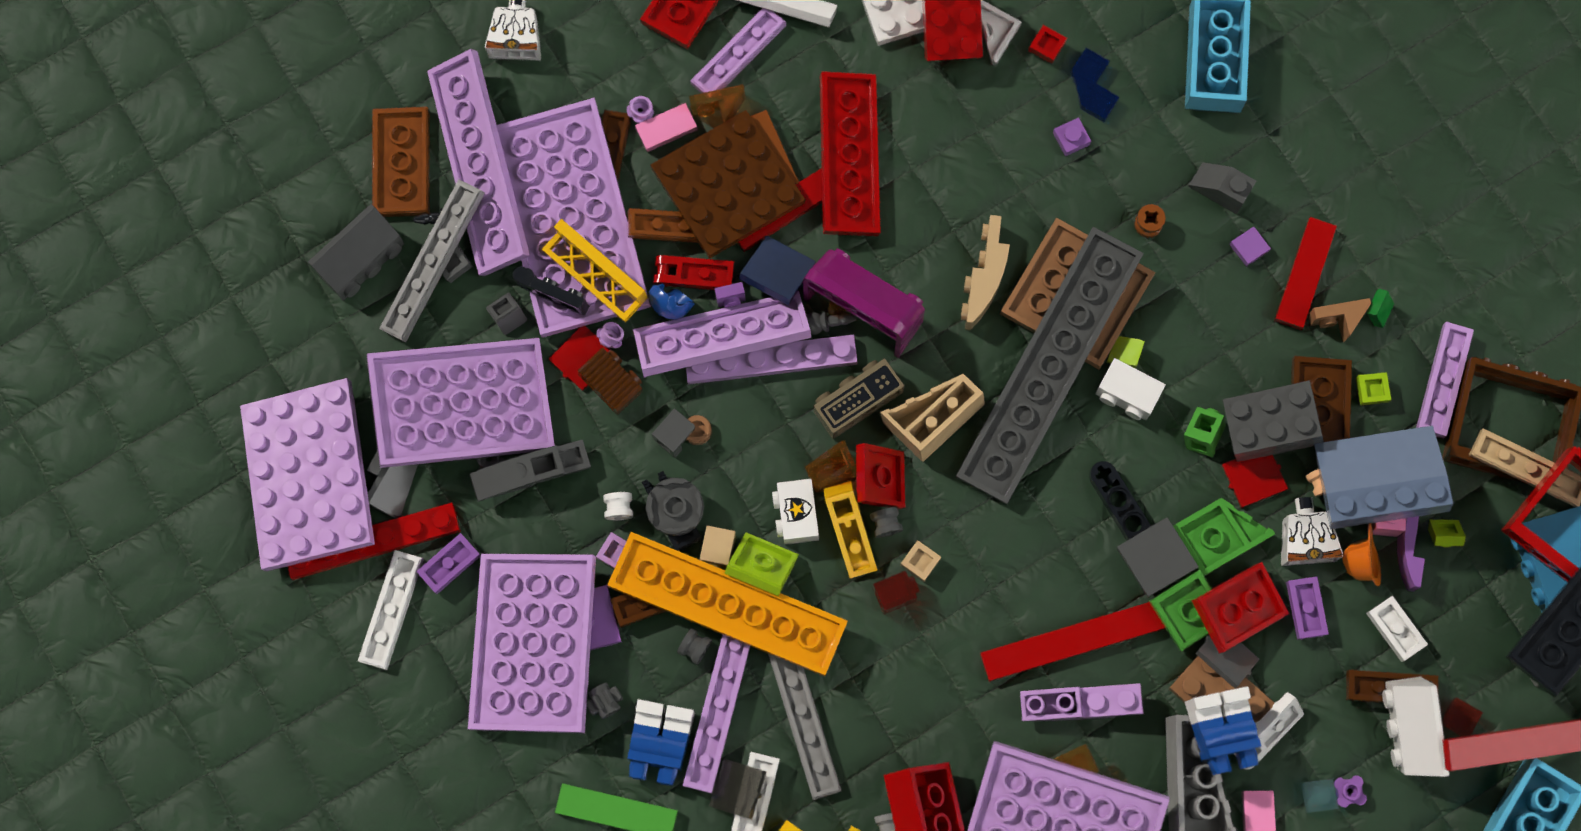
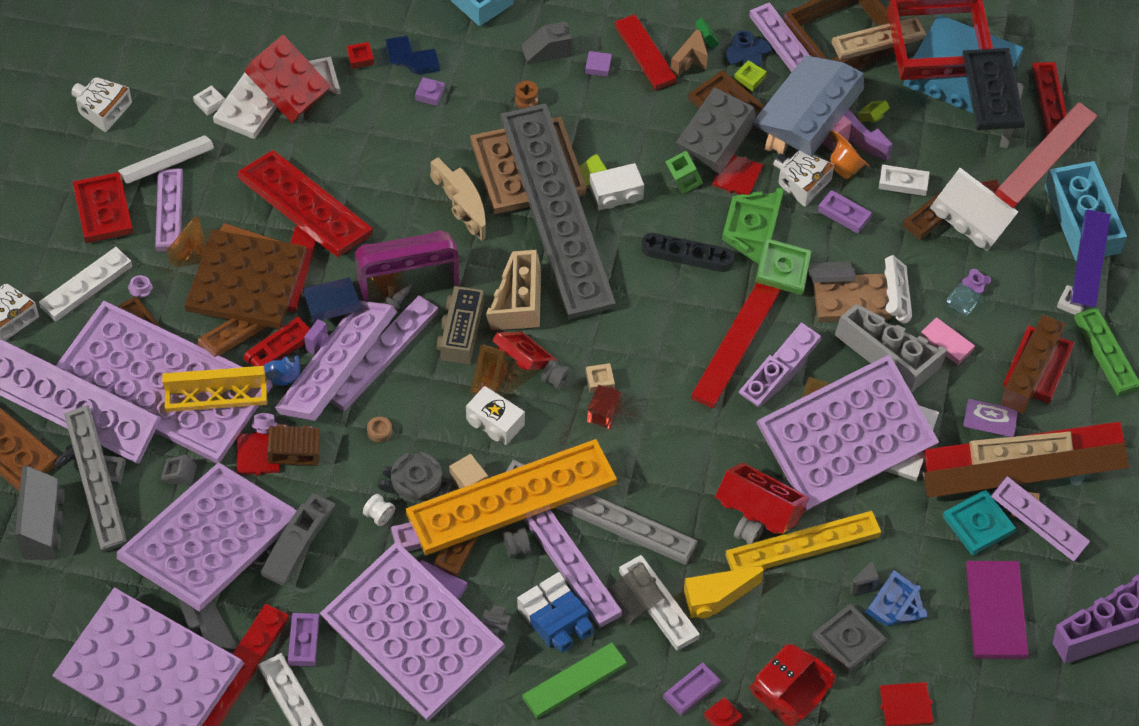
camera: 50 degrees left, 20 degrees down
(550, 290) = (198, 424): black hinge -> none
(603, 64) = (85, 284): none -> white plate
(666, 127) = (168, 285): bright pink tile -> none
(673, 432) = (368, 439): dark grey panel -> none
(761, 564) = (507, 458): lime tile -> none
(850, 529) = (537, 396): yellow slope -> none
(1157, 557) = (733, 254): dark grey tile -> none
(1223, 728) = (875, 297): blue hips -> none
(1240, 607) = (809, 239): red tile -> none
(1401, 363) = (746, 48): none -> dark blue plate

